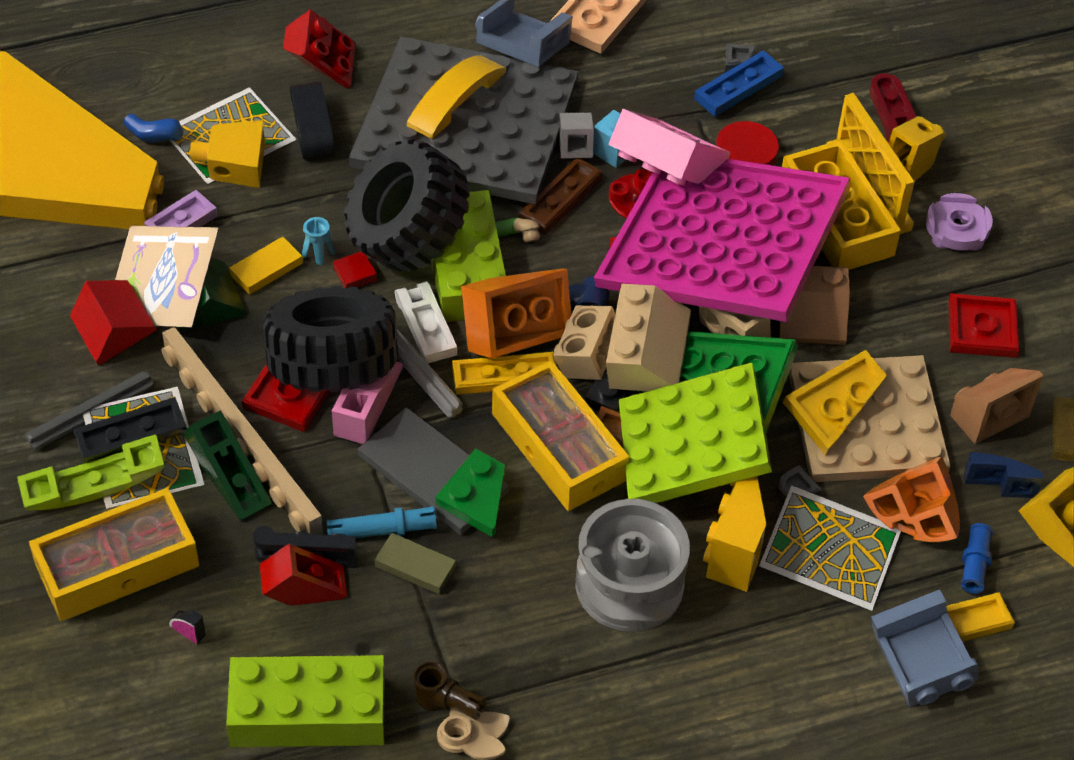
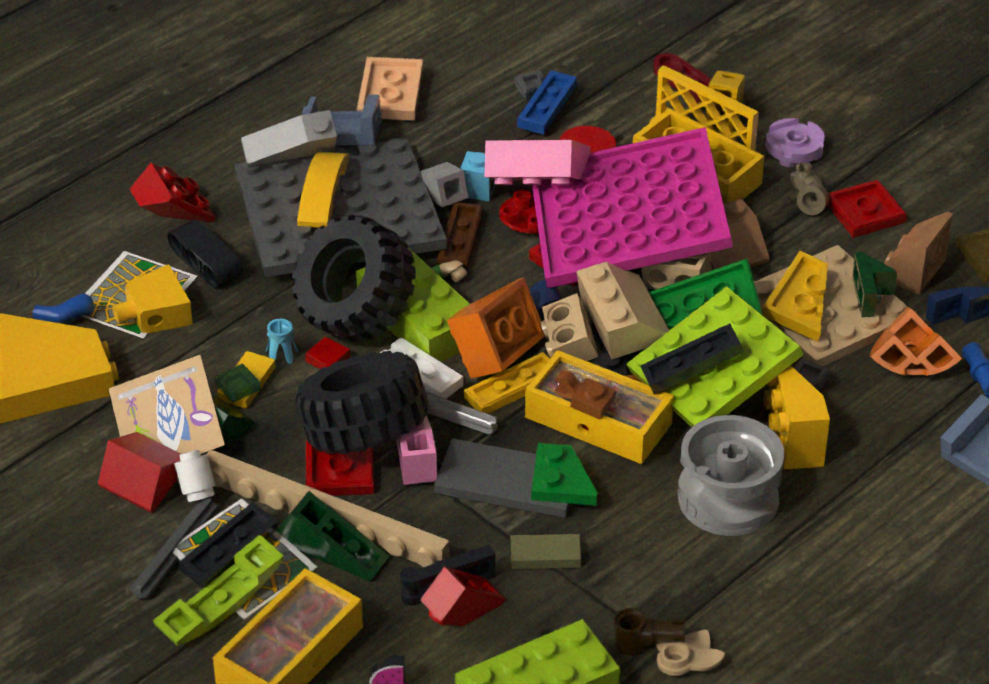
camera: 25 degrees left, 10 degrees down
(145, 347) = (195, 475): none -> white brick
(189, 211) = (145, 361): lavender plate -> none
(249, 267) = (237, 383): none -> clear green tile
(385, 523) = (509, 524): dark azure pin -> none
(456, 33) = (291, 139): none -> light grey slope
(541, 424) = (586, 397): none -> dark orange plate
(662, 427) = (692, 358): none -> black plate
(830, 548) = (871, 407): sticker -> none
(918, 412) = (871, 281): none -> dark green slope
(933, 291) = (812, 195): none -> dark tan arm

